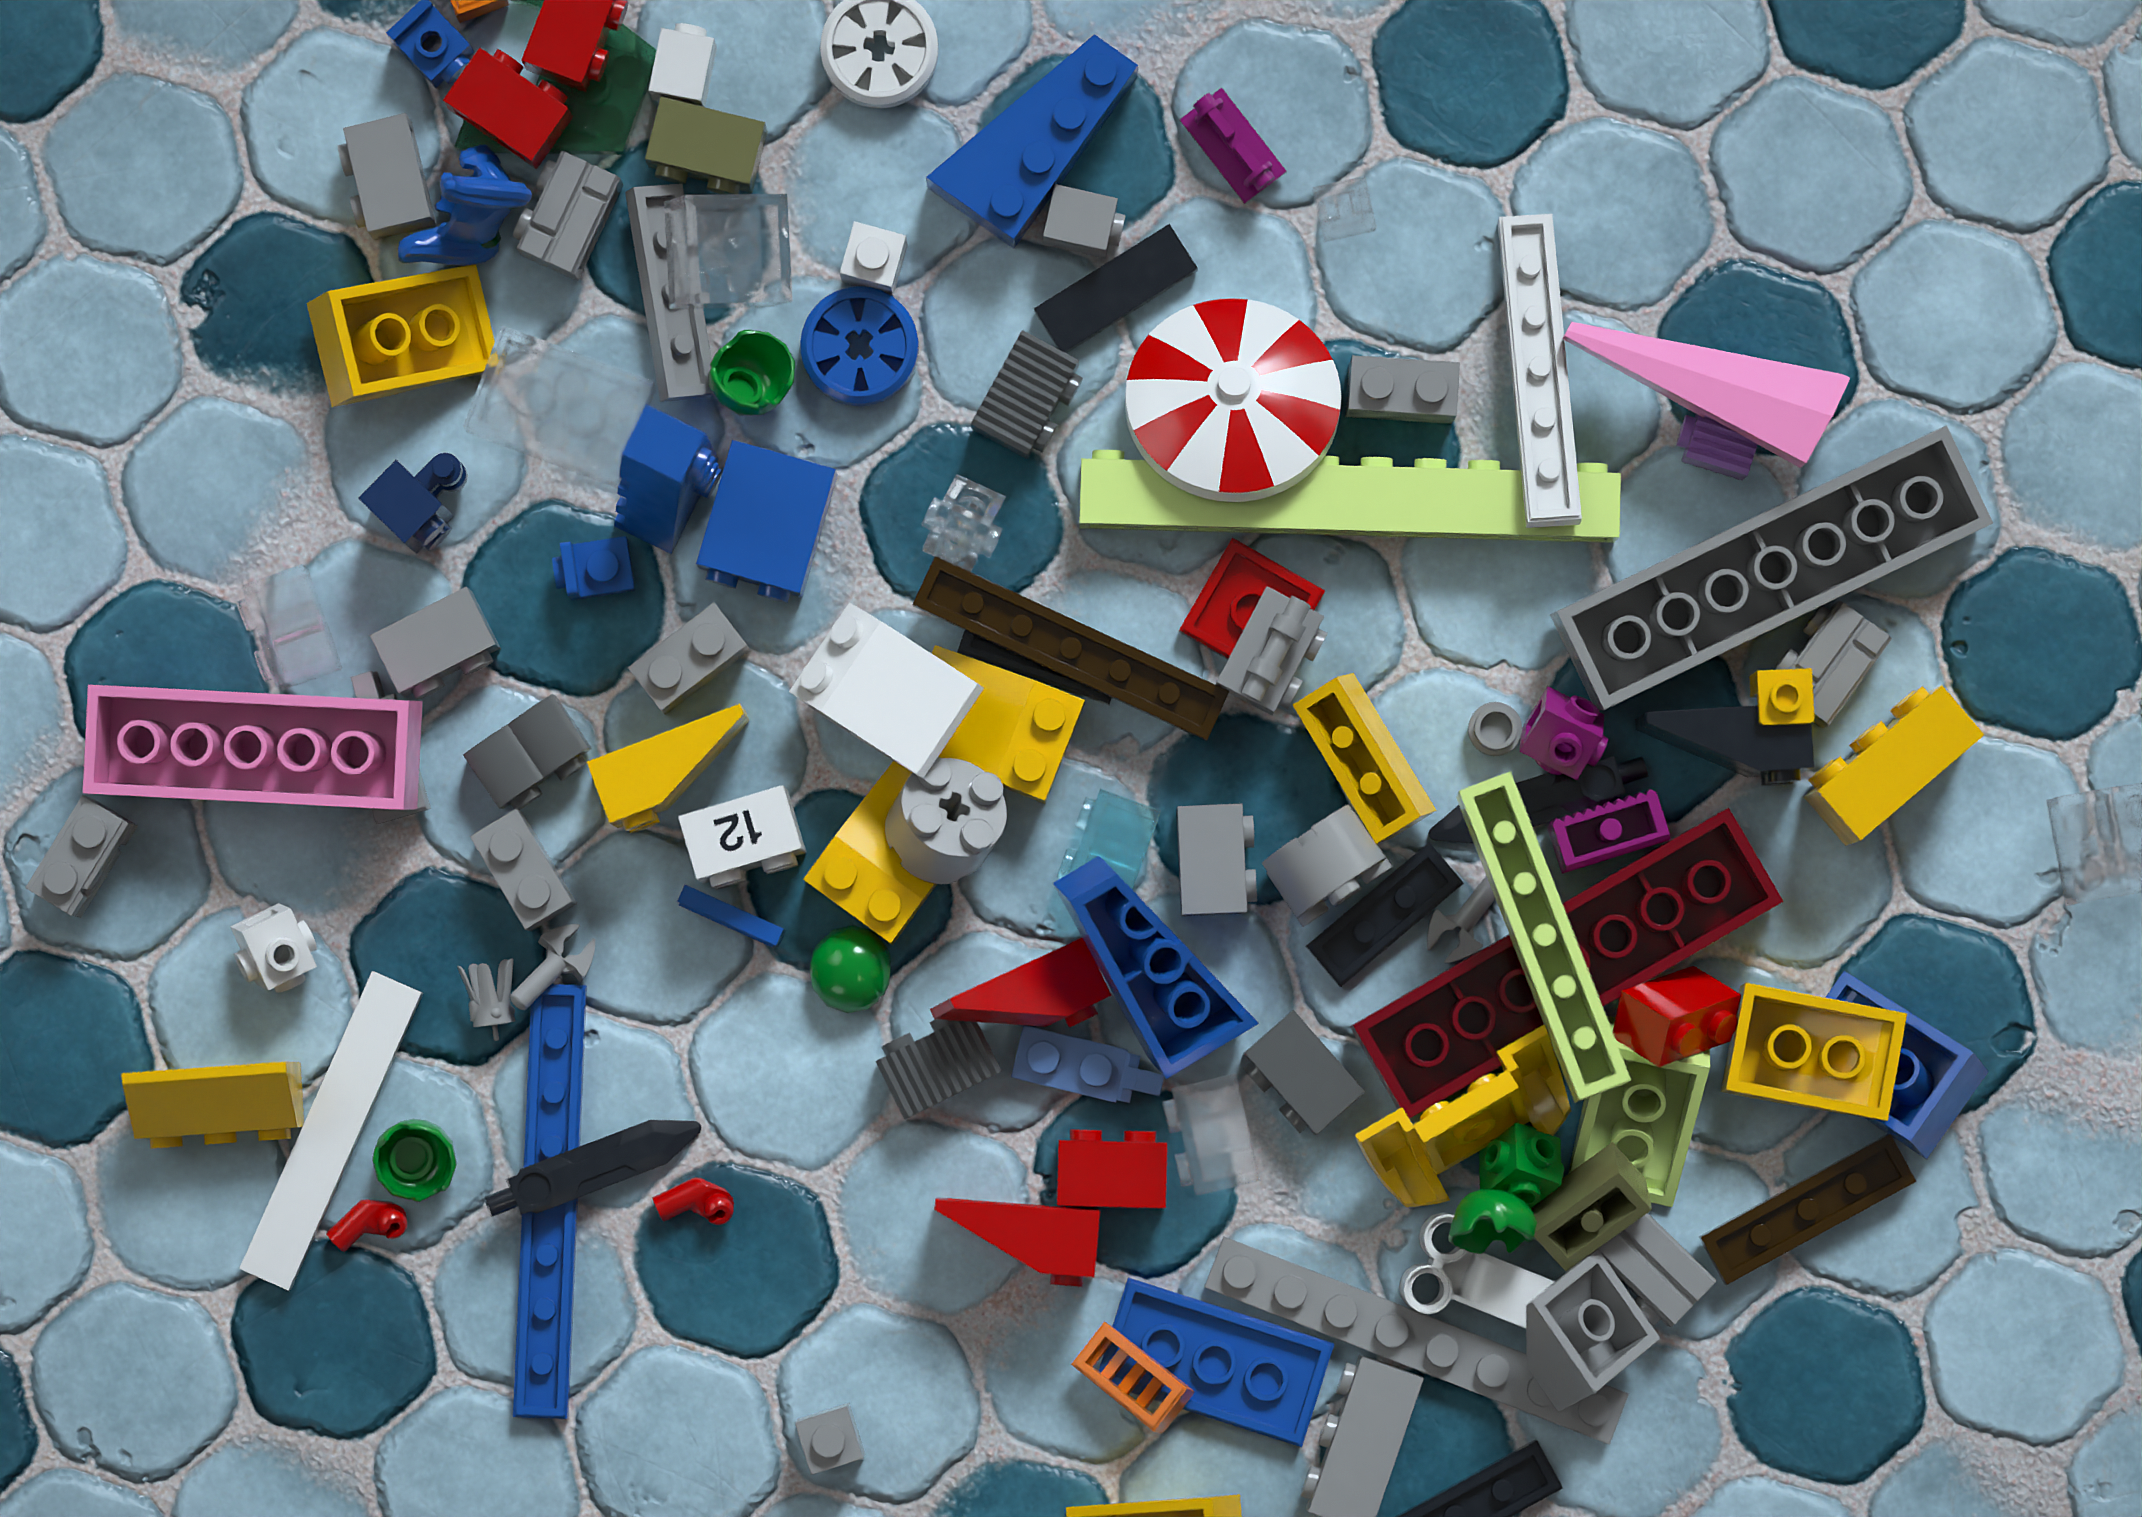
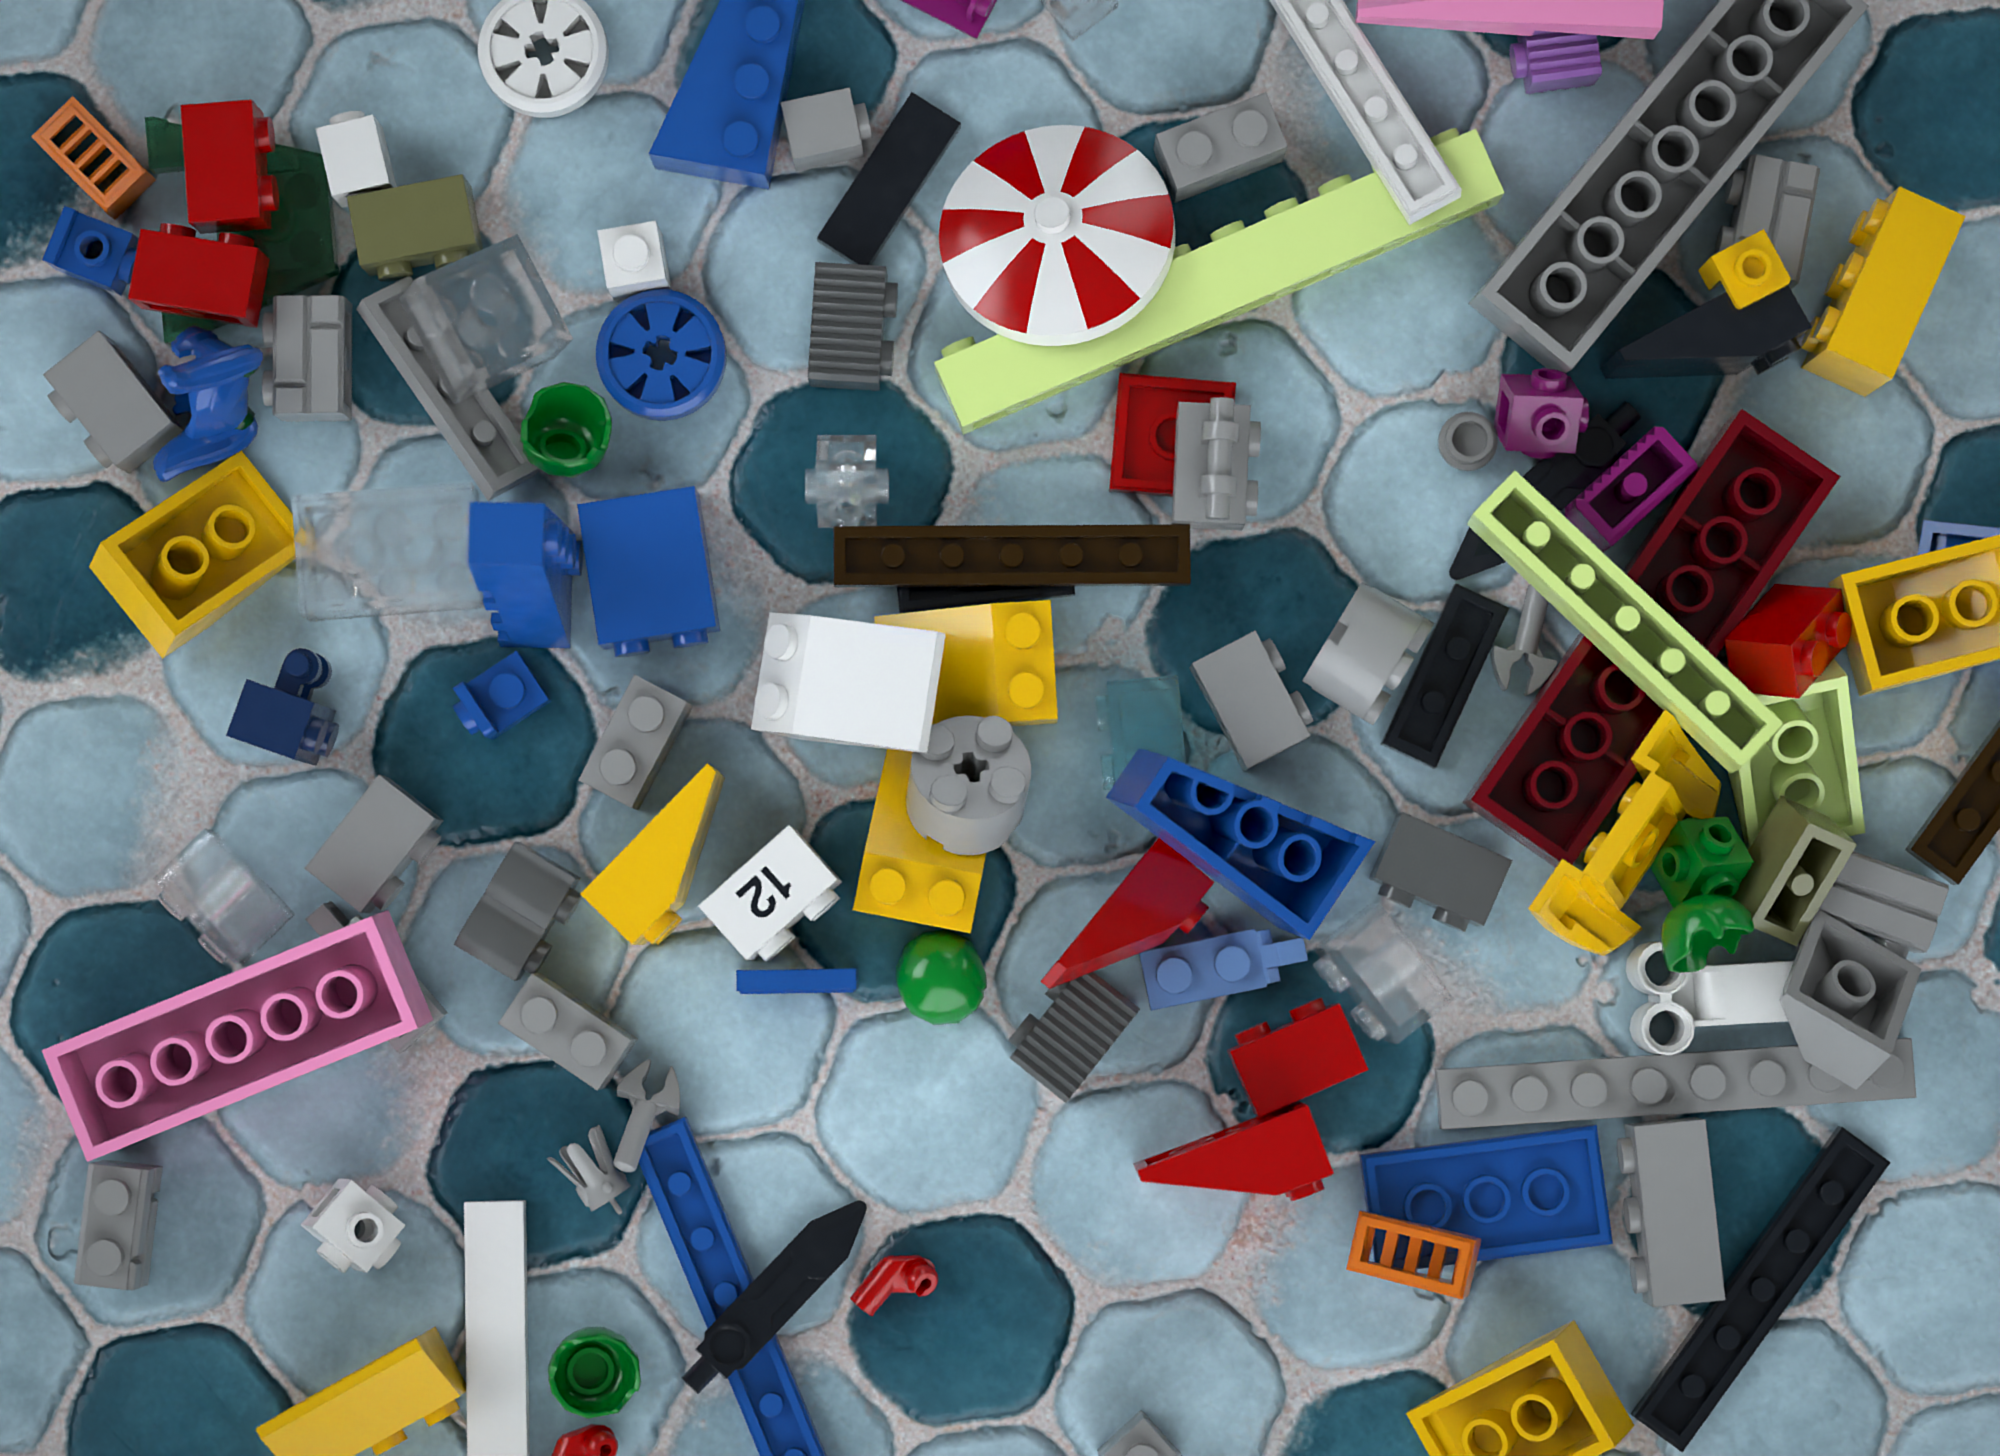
camera: 20 degrees left, 0 degrees up
(1364, 757) = (1354, 528): yellow brick -> none

